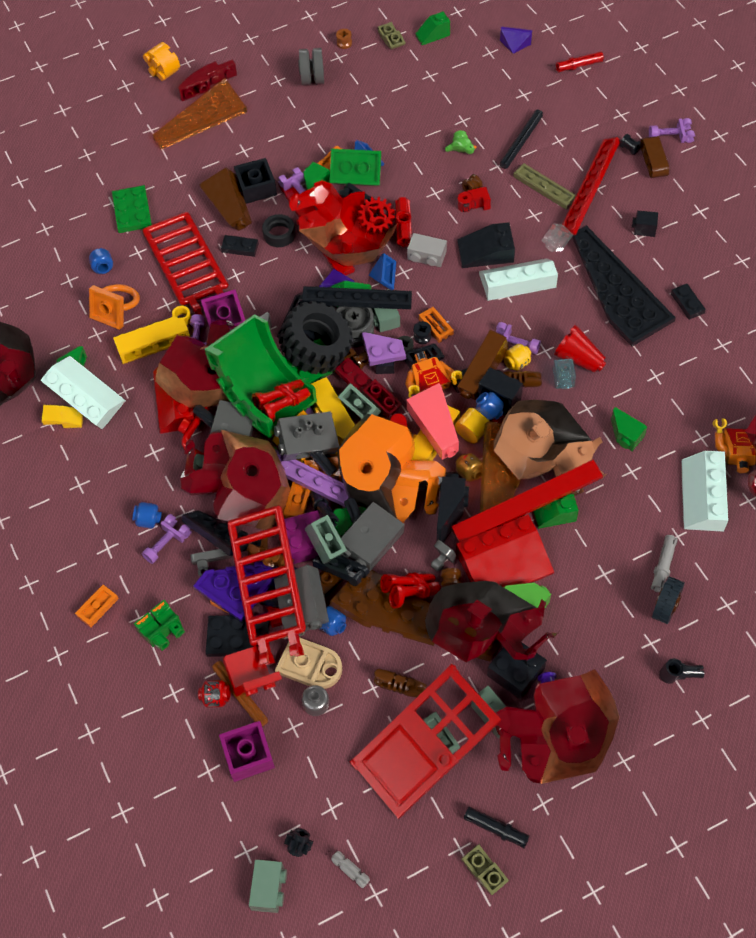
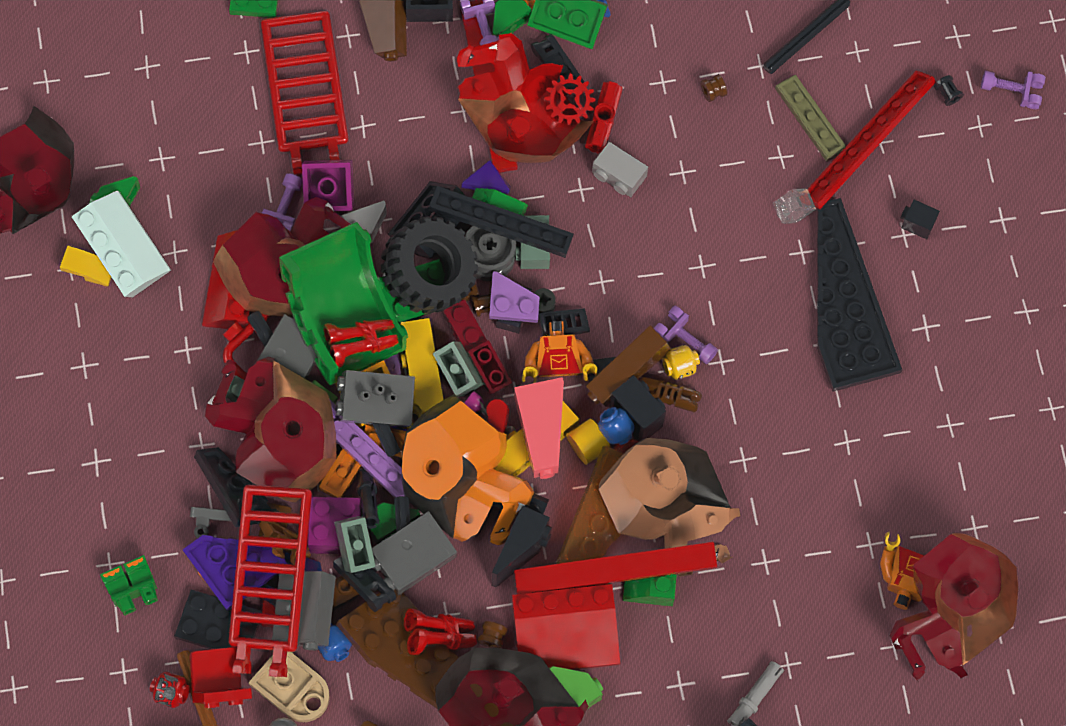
camera: 10 degrees right, 10 degrees up
(96, 606) = (63, 535): orange plate -> none
(100, 261) = (194, 54): blue head -> none
(110, 307) = (185, 130): orange tile -> none
(146, 515) = (154, 435): blue head -> none
(153, 337) = (232, 189): yellow hinge -> none
(167, 525) = (179, 452): medium lavender bar -> none
(239, 245) = (380, 84): black plate -> none
(274, 221) = (437, 62): black tyre -> none
(384, 271) = (555, 183): blue slope -> none
(420, 337) = (572, 295): black wheel -> none
(446, 553) = (495, 601): dark grey piece -> none
(449, 331) = (600, 299): orange tile -> none
(461, 143) = (723, 18): bright green animal -> none
(469, 467) = (565, 495): pearl gold head -> none
(474, 199) = (708, 110): red leg -> none
(487, 246) = (699, 188): black slope -> none
(519, 279) = (724, 247): light aqua slope -> none
(564, 373) = (730, 405): clear light blue brick -> none
(581, 350) = (761, 381): red cone -> none
(627, 429) = (779, 507): green slope -> none
(654, 157) = (973, 120): reddish brown beam -> none
(688, 301) = (930, 349): black plate -> none
(705, 491) = (841, 619): light aqua slope -> none

